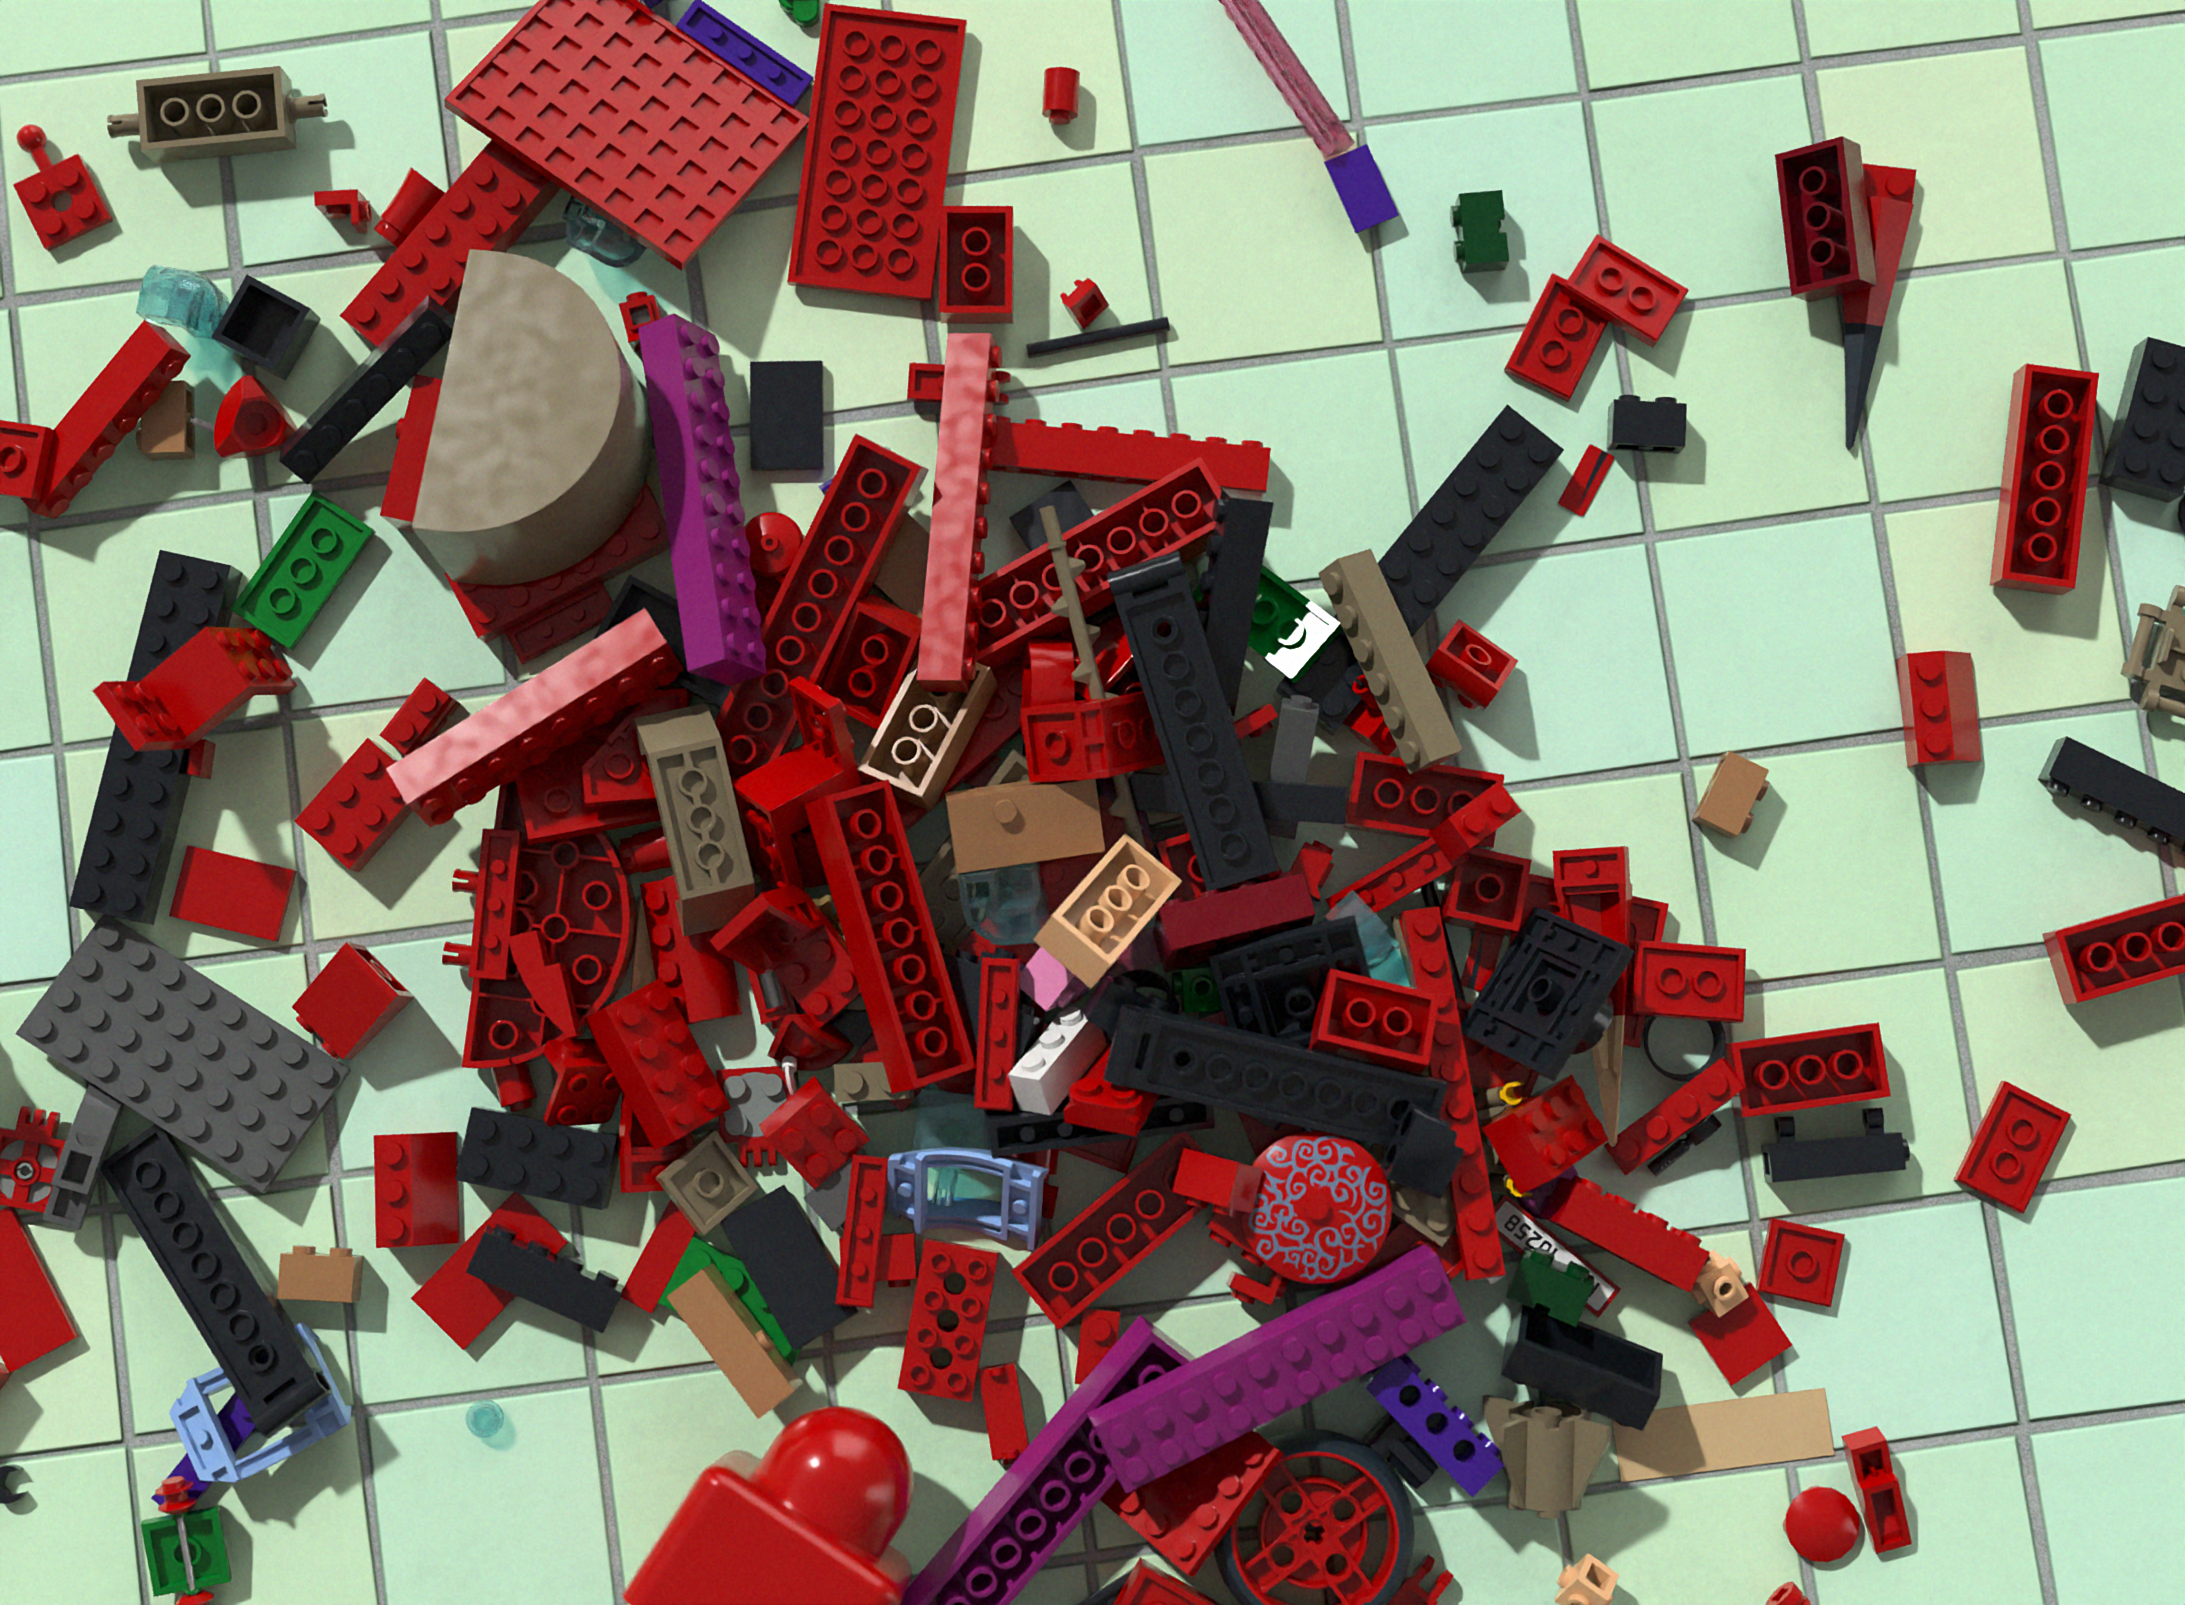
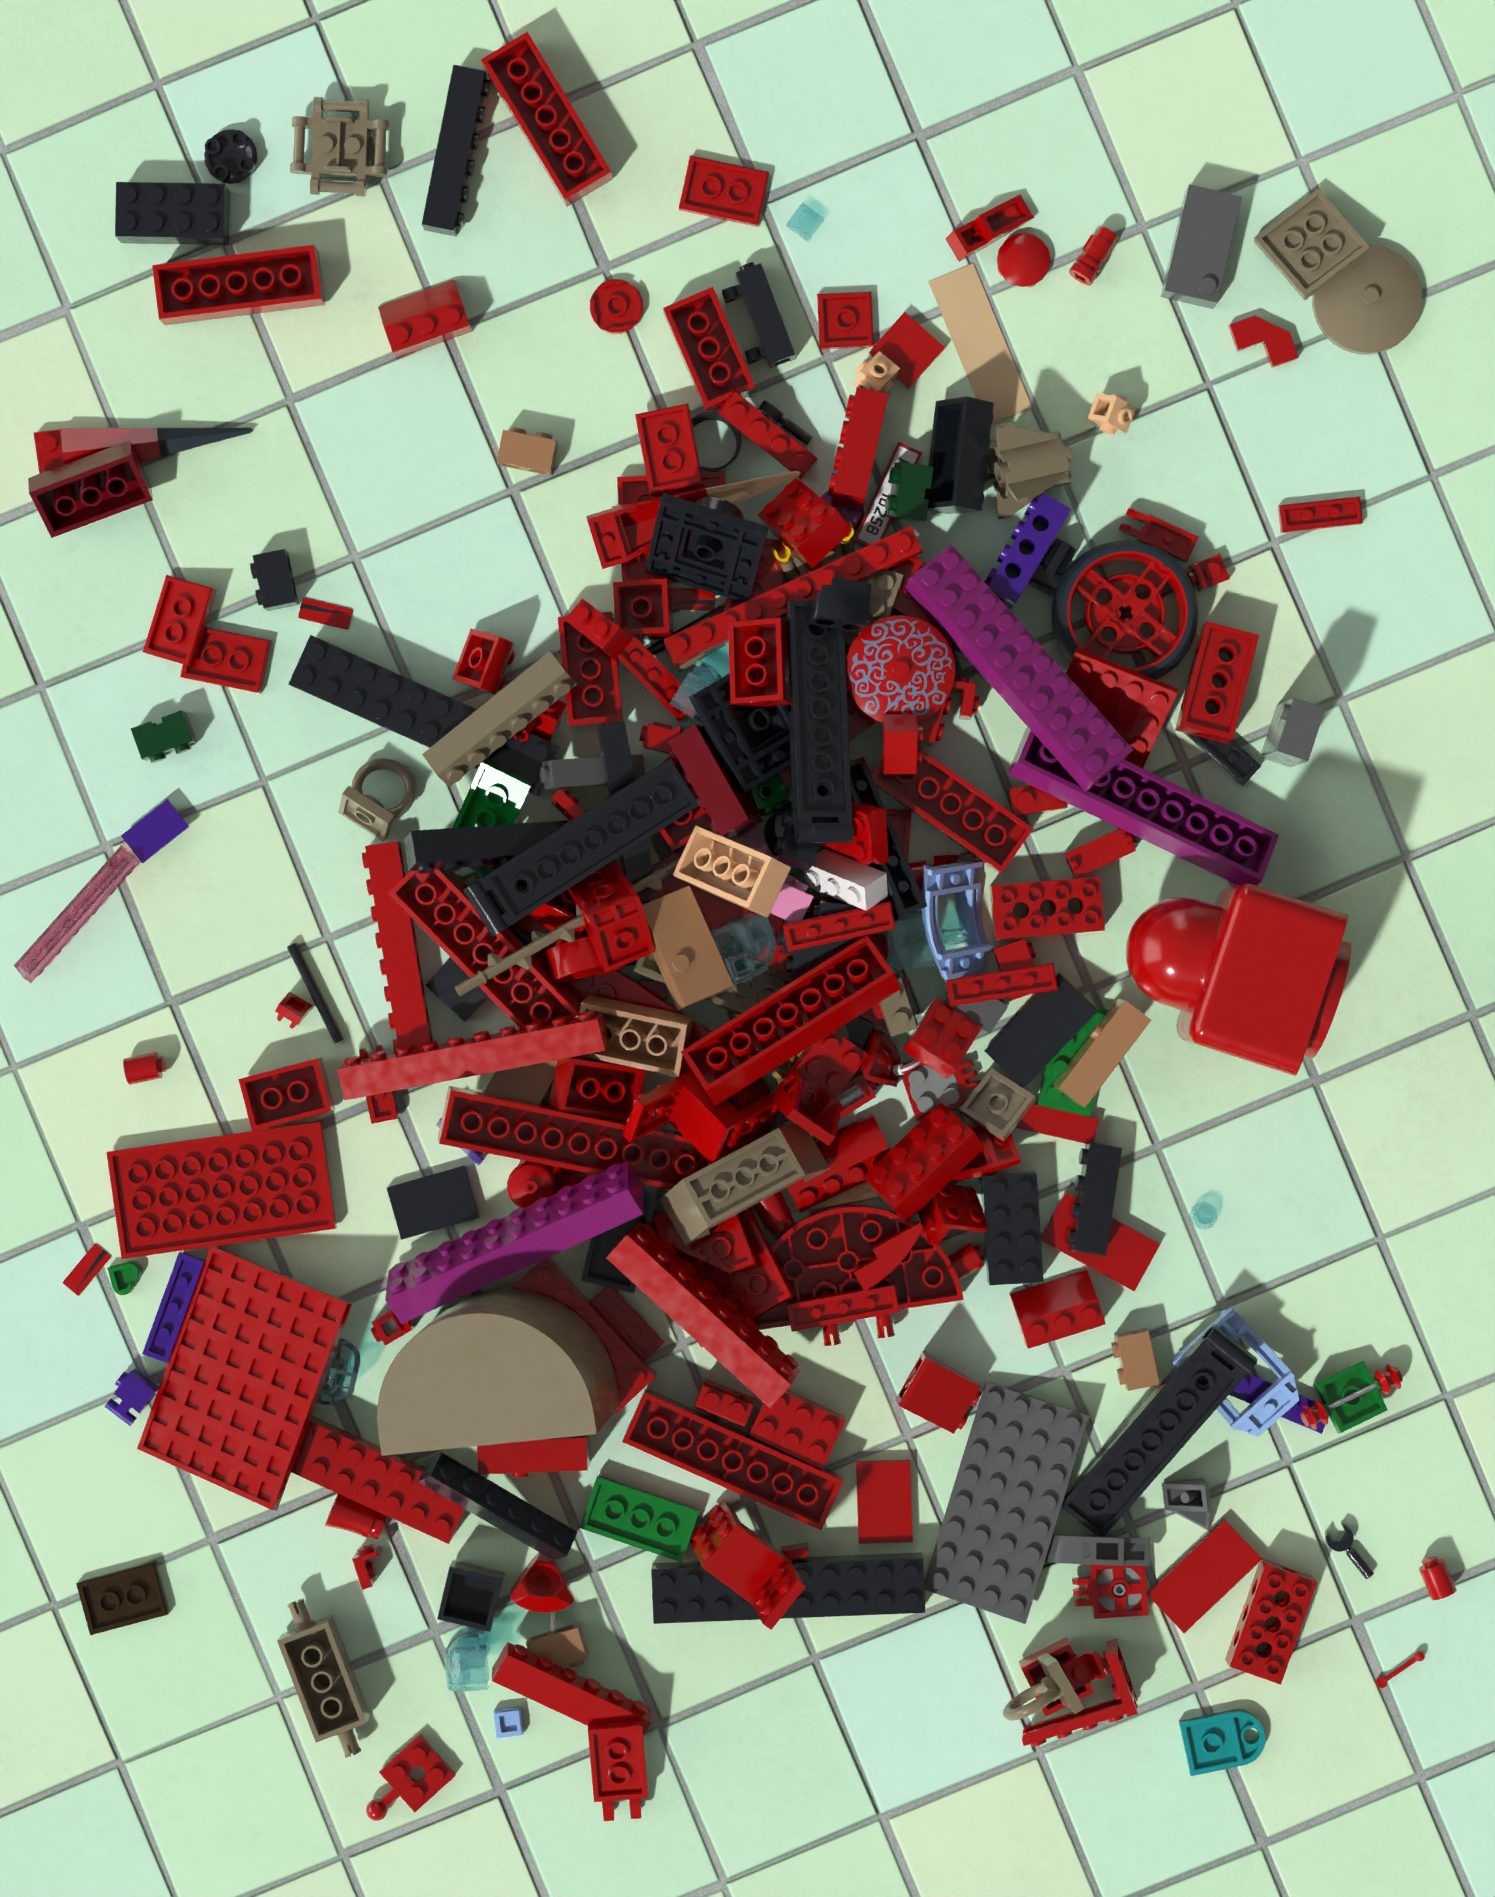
camera: 100 degrees left, 5 degrees up
(93, 335) = (508, 1722): none -> light blue tile
(117, 1296) = (1189, 1499): none -> dark grey slope
(343, 708) = (732, 1459): none -> red brick
(1314, 465) = (367, 810): none -> dark tan tile
(1893, 963) = (616, 306): none -> red tile
(1944, 1244) = (805, 222): none -> clear light blue plate

